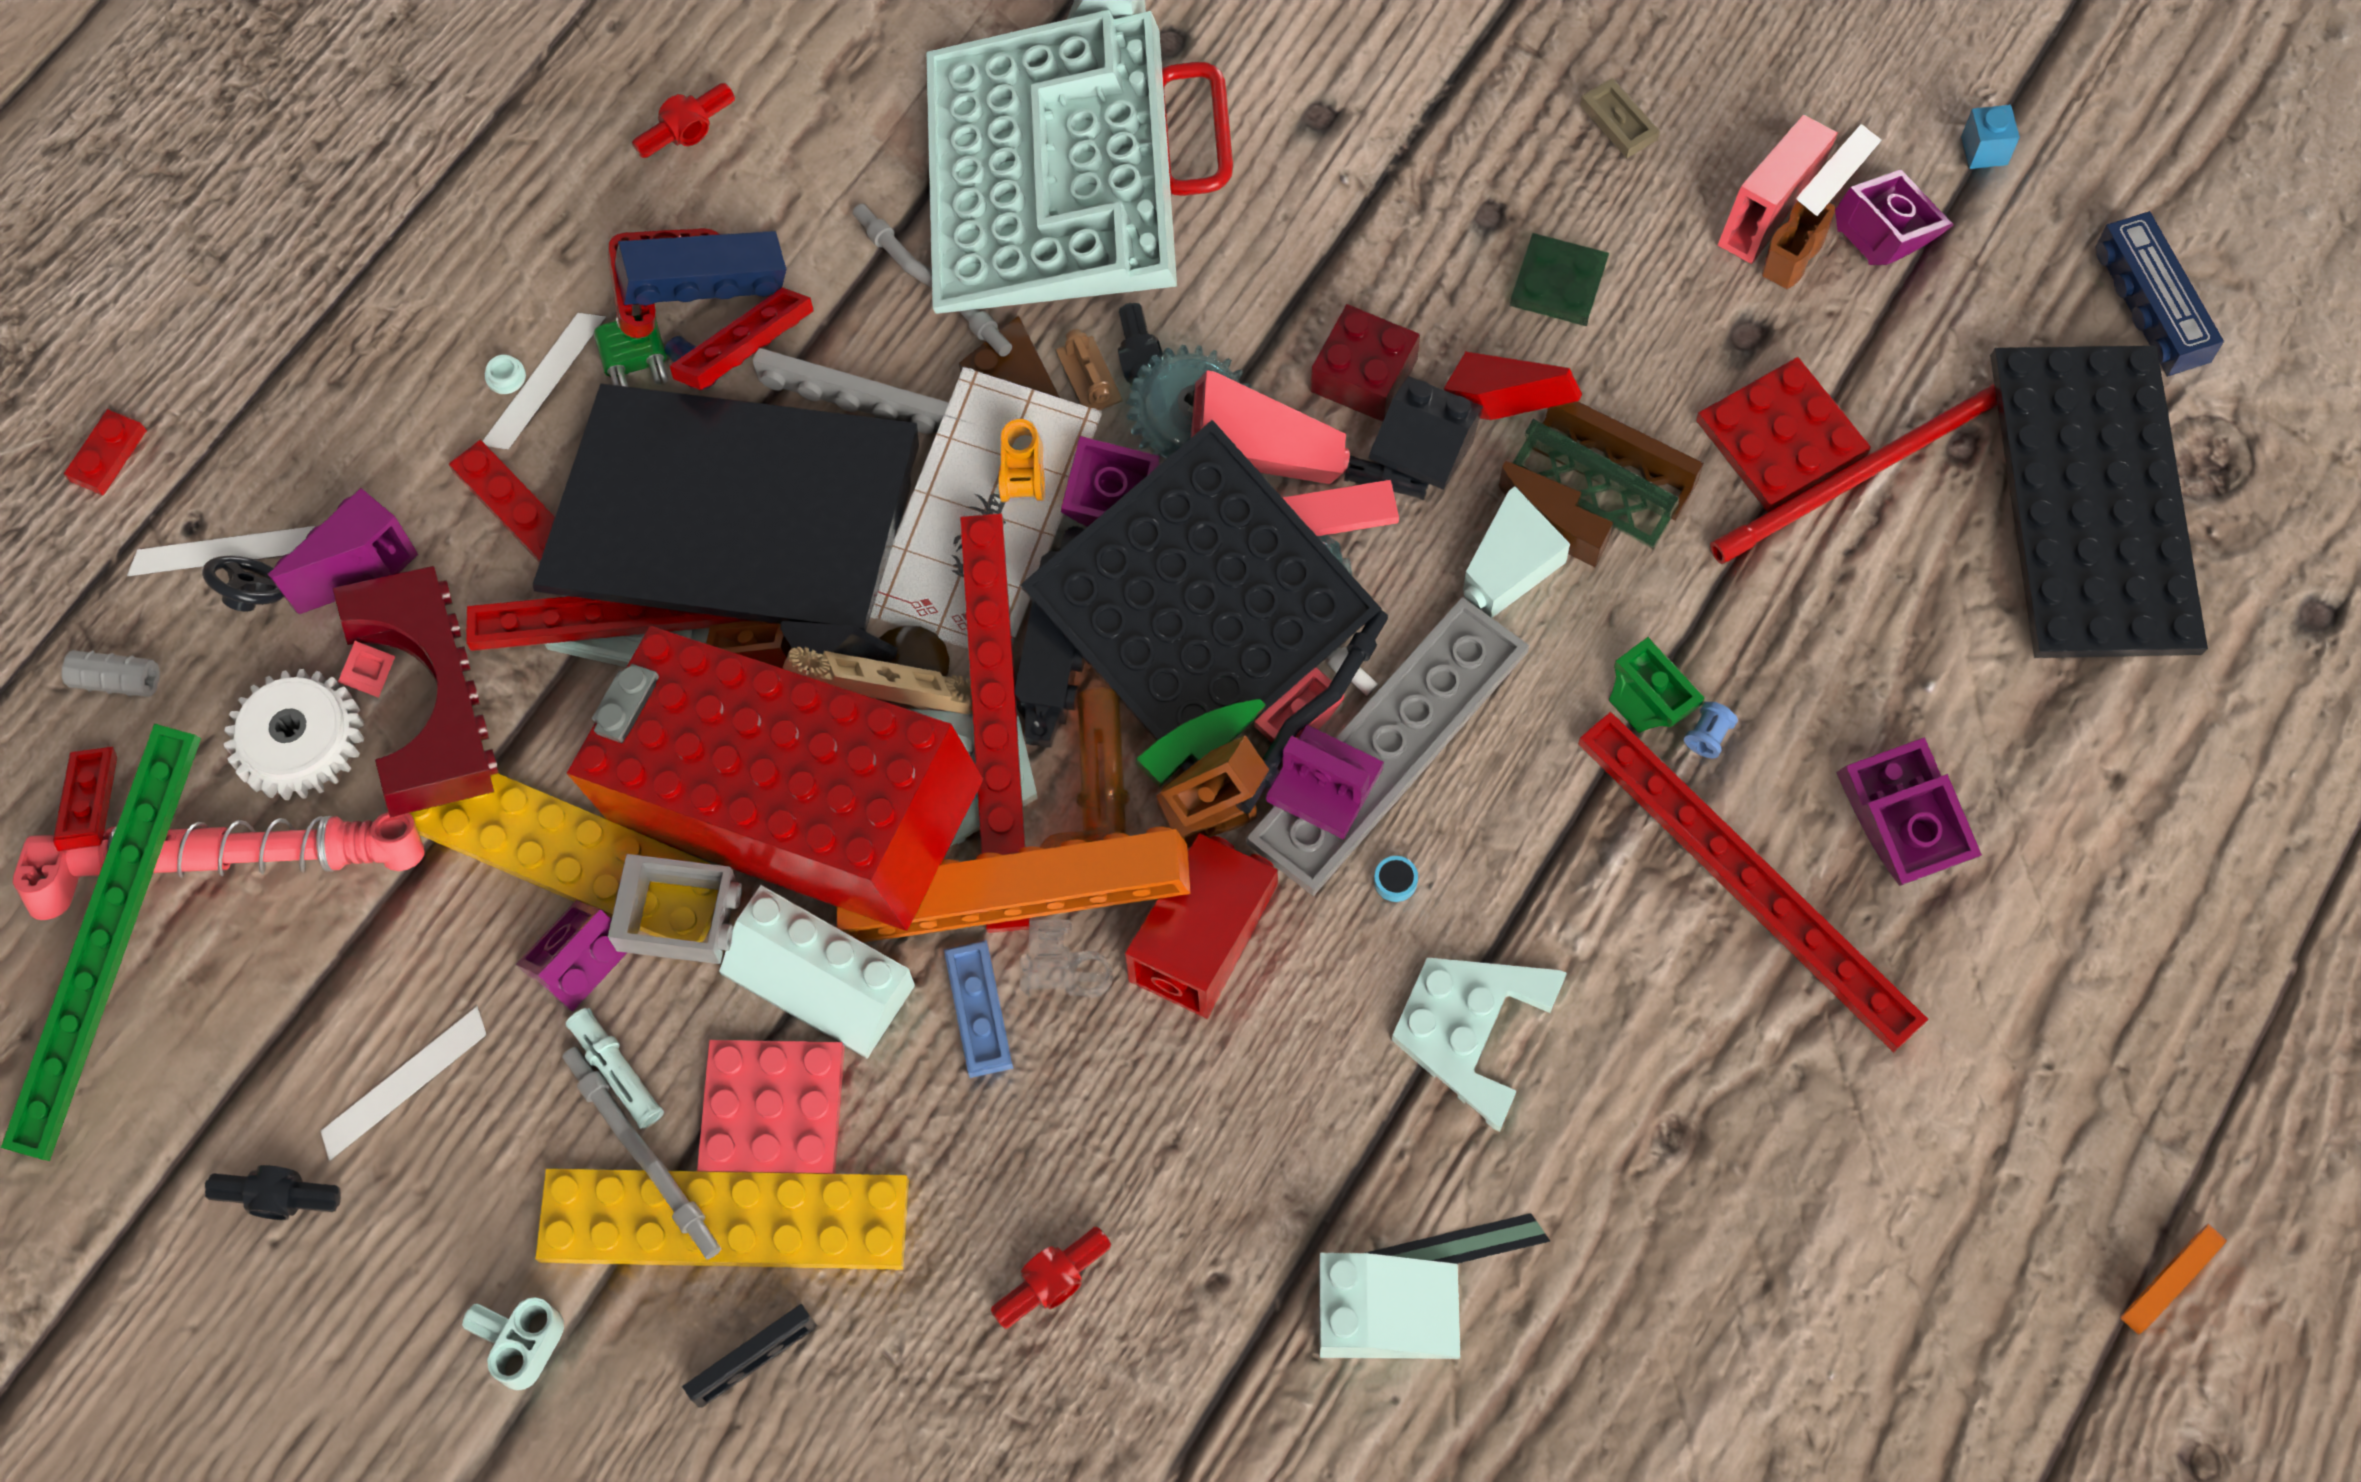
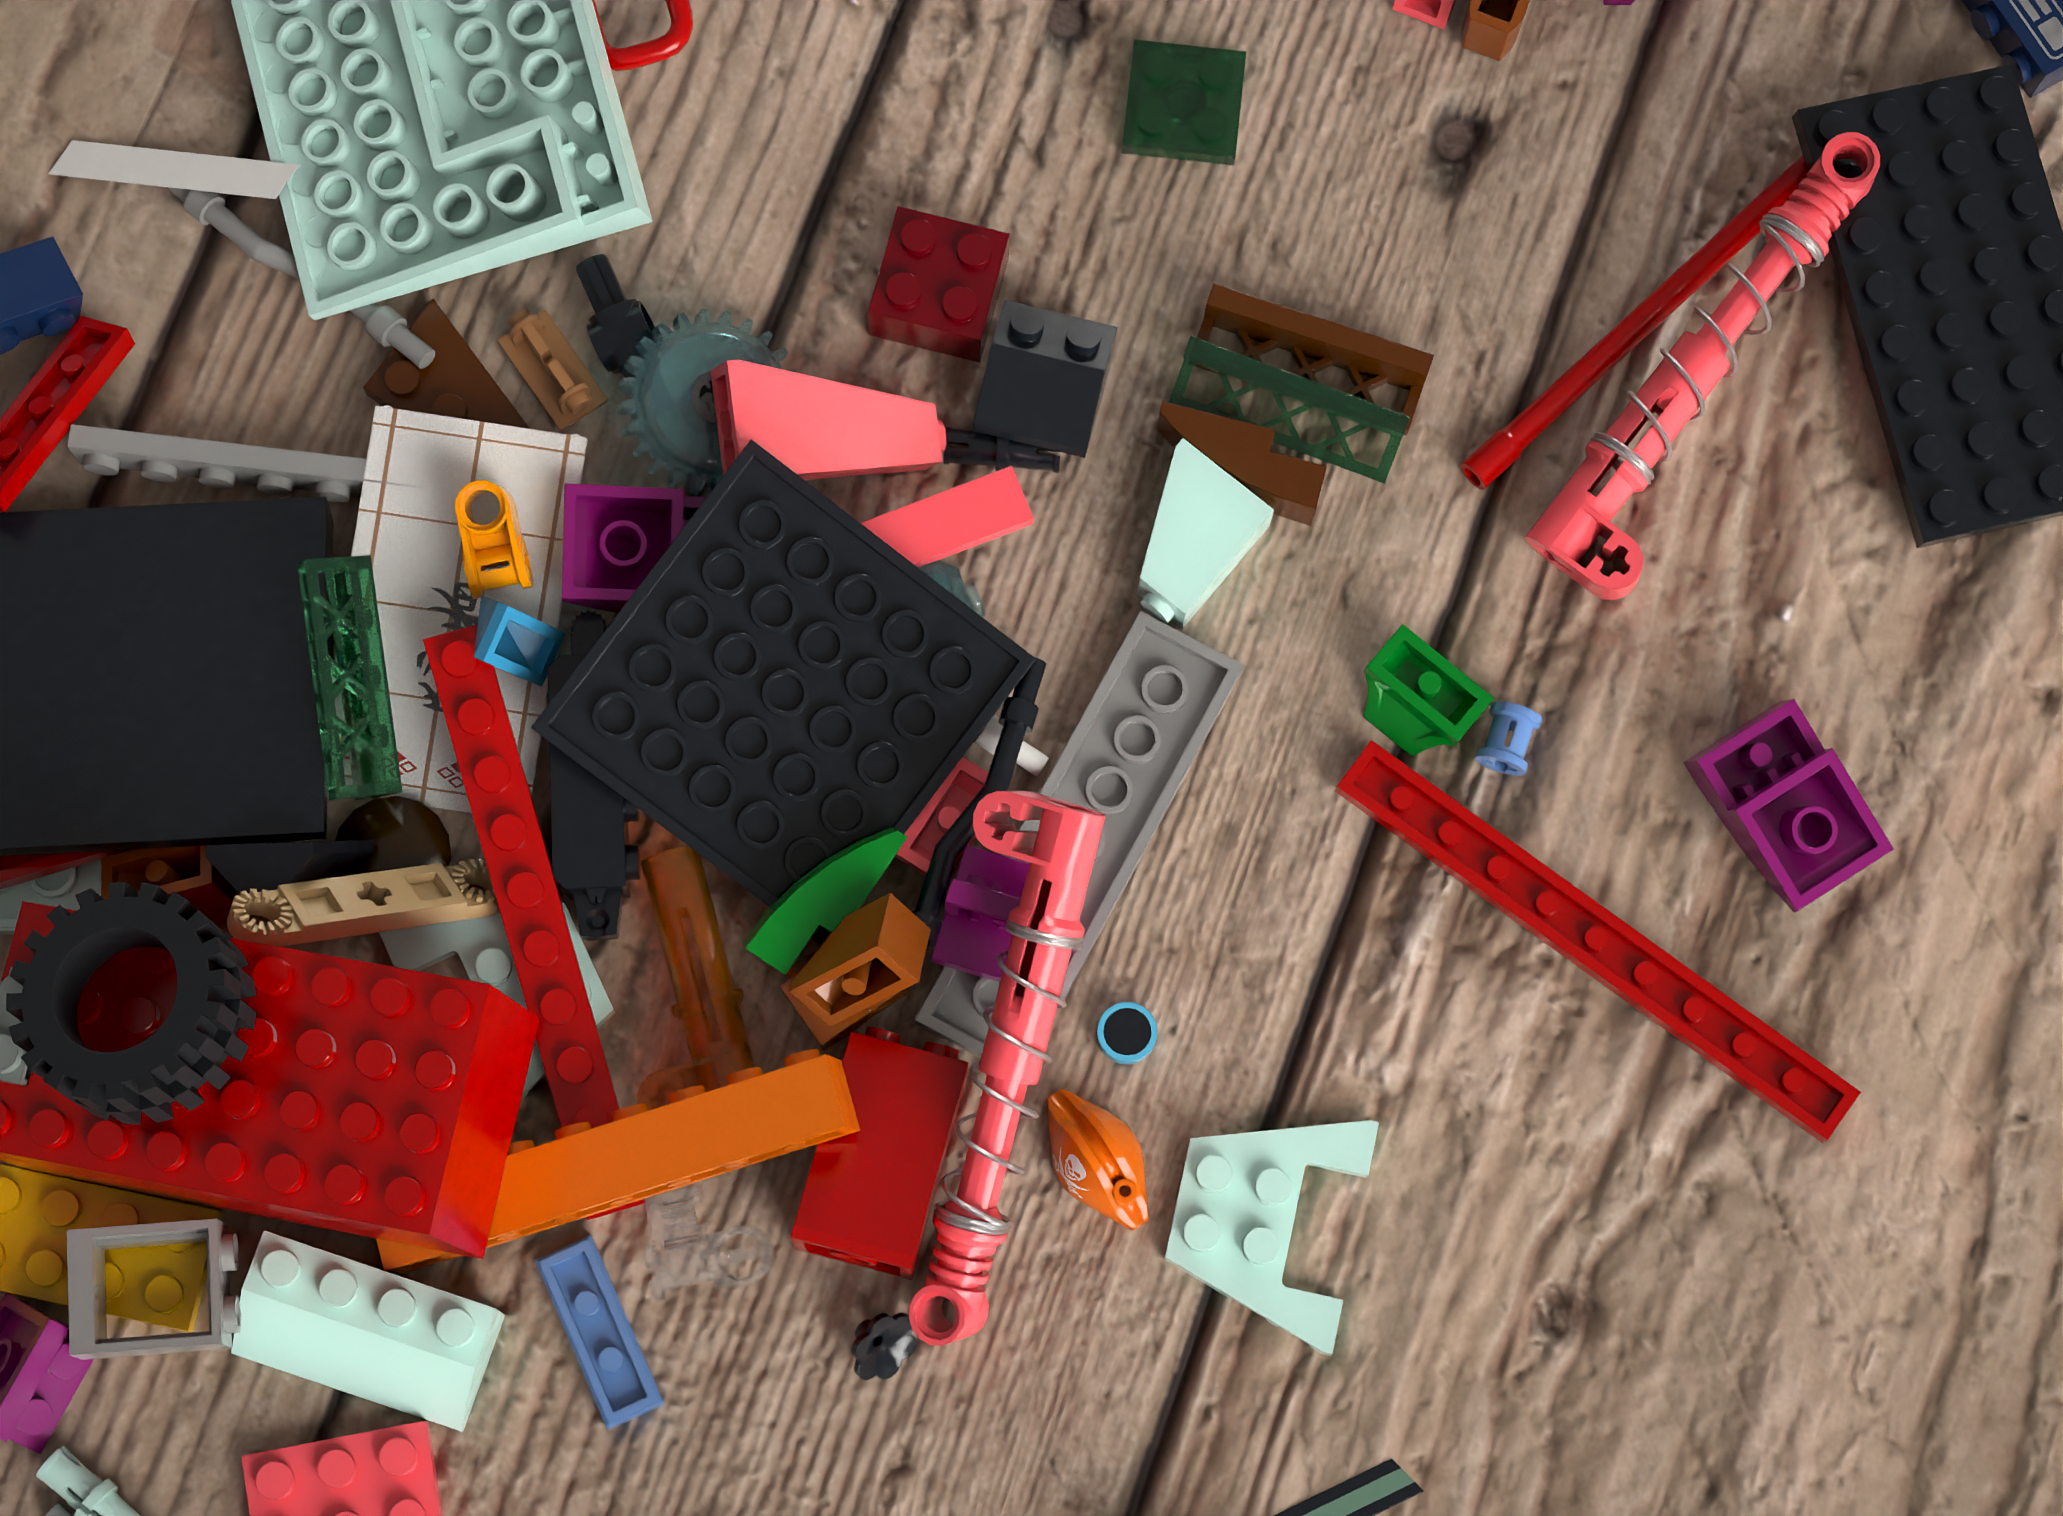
camera: 20 degrees left, 10 degrees up
(723, 728) = (184, 1048): none -> black tyre
(865, 207) = (173, 169): none -> white sticker
(913, 534) = (358, 676): none -> clear green fence
(1024, 531) = (515, 641): none -> dark azure slope
(1176, 1055) = (882, 1345): none -> black plant
(1310, 860) = (1043, 936): none -> coral piece
(1358, 961) = (1097, 1159): none -> orange hat
(1511, 385) = (1146, 288): red slope -> none
(1783, 434) = (1530, 281): red plate -> none
(1829, 554) = (1690, 371): none -> coral piece

